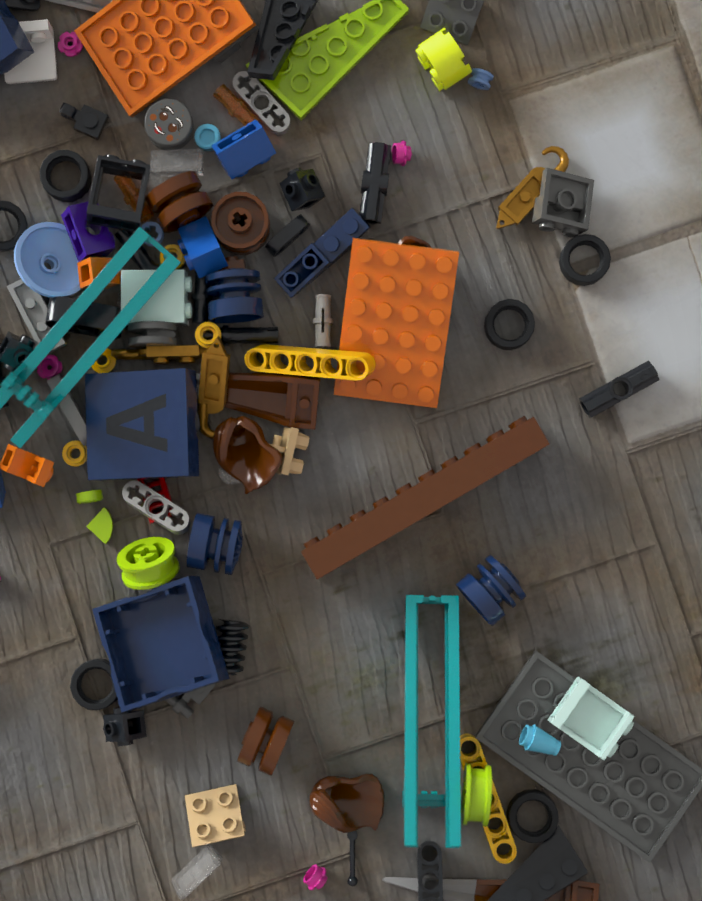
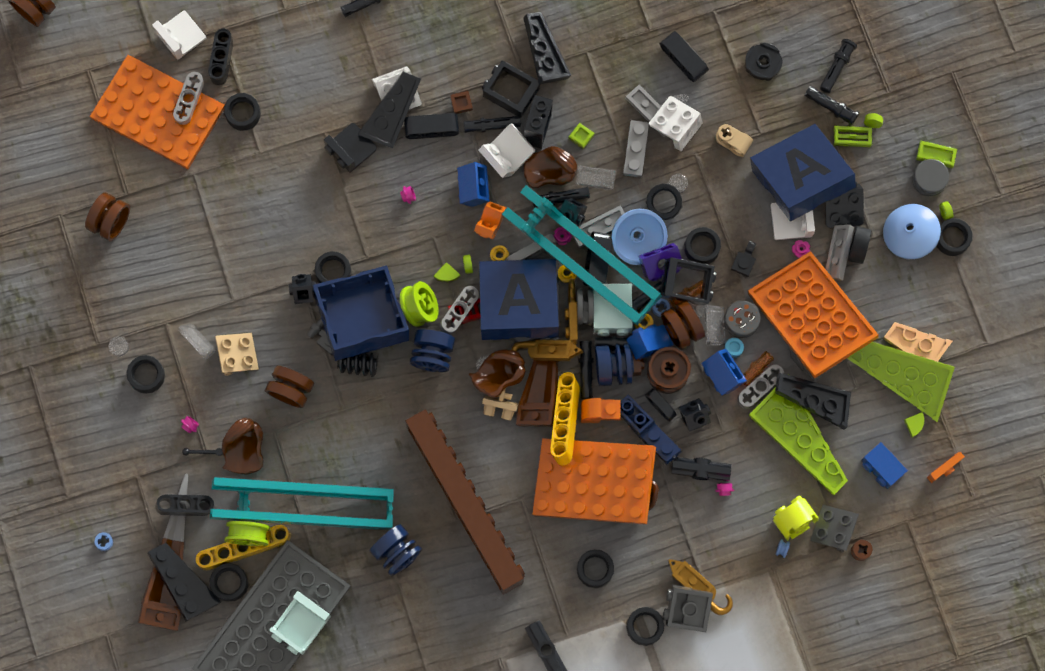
camera: 90 degrees right, 10 degrees down
(91, 267) = (632, 262): orange brick -> none
(204, 327) = (589, 342): yellow plate -> none
(296, 316) = (595, 410): none -> orange brick
(323, 302) = (597, 430): light grey pin -> none
(539, 741) = (284, 584): medium azure cone -> none

